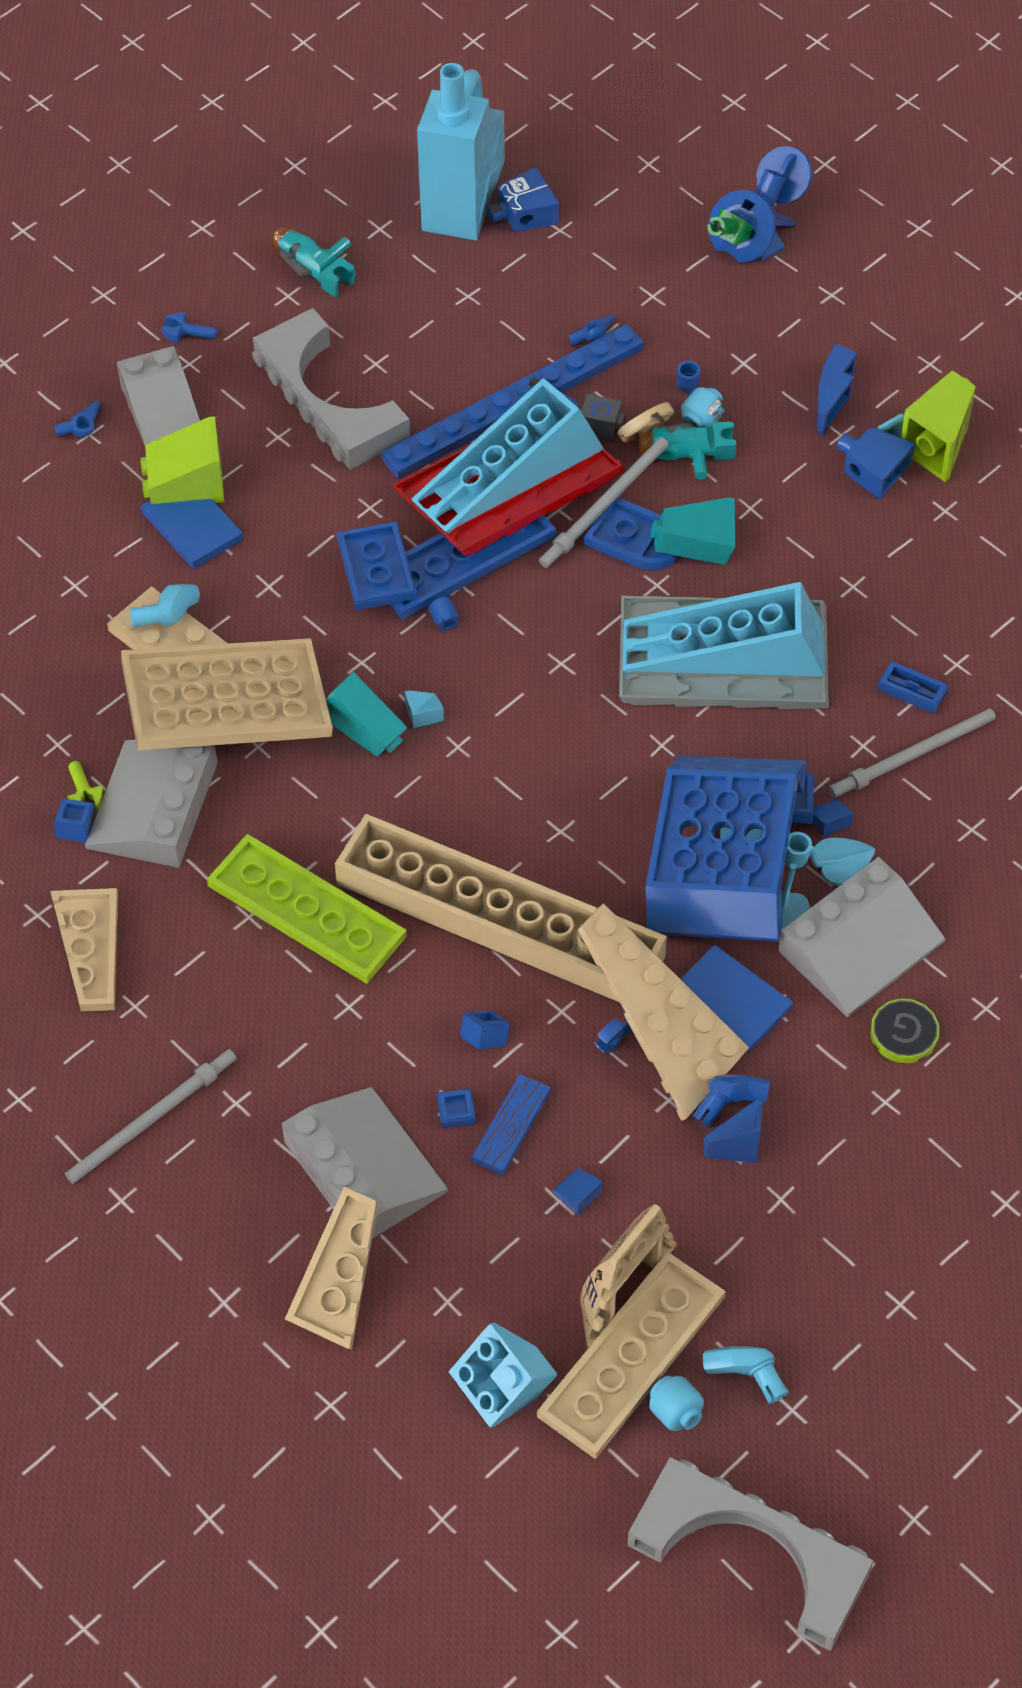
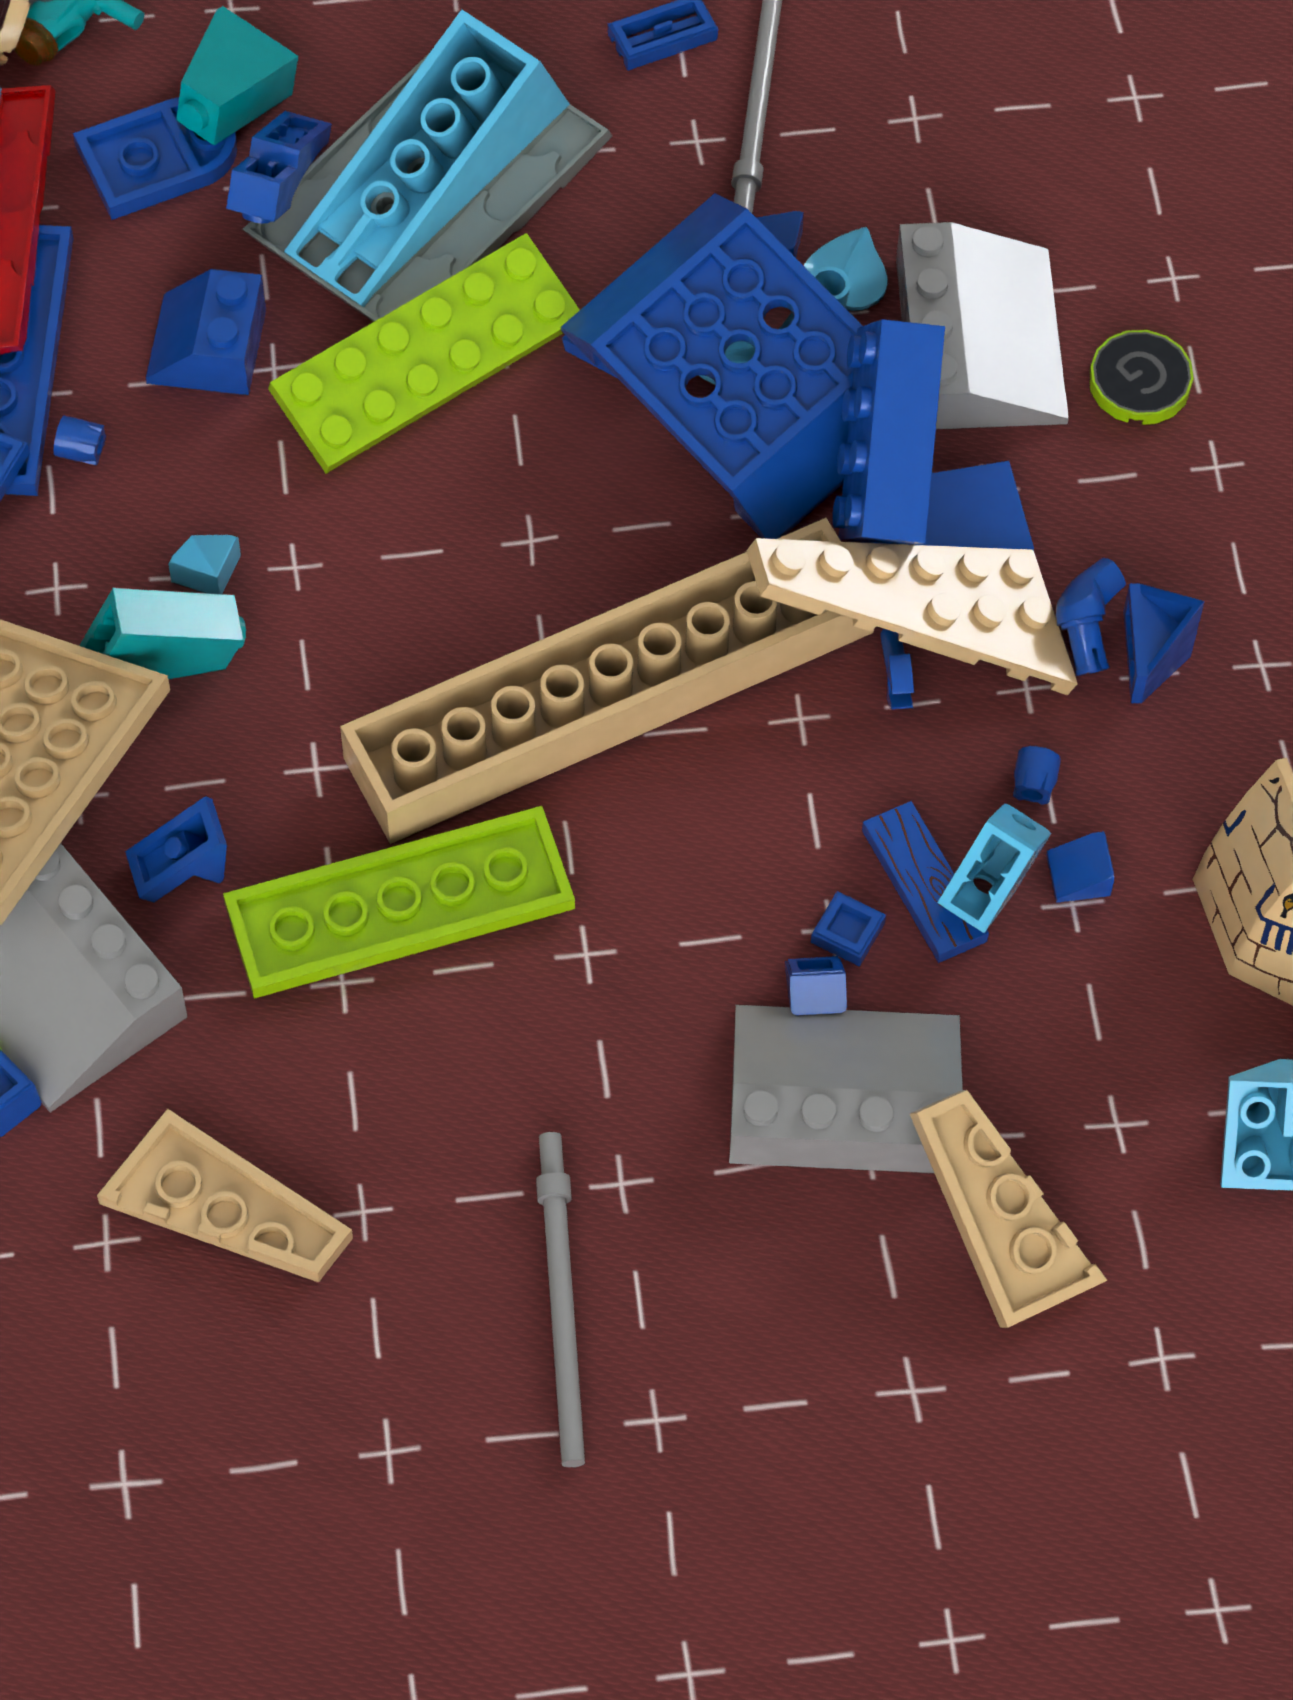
camera: 55 degrees left, 5 degrees up
(256, 801) = (178, 850): none -> blue slope
(409, 1113) = (816, 985): none -> slope
(484, 1029) = (762, 818): blue slope -> none
(535, 1142) = (1001, 857): none -> medium azure torso
(551, 625) = (209, 333): none -> blue slope
(565, 541) = (94, 231): light grey bar -> none
(614, 1133) = (1035, 774): none -> blue hose
(620, 713) = (424, 353): none -> lime plate
(666, 580) = (276, 163): none -> blue slope
(724, 924) = (889, 433): none -> blue brick

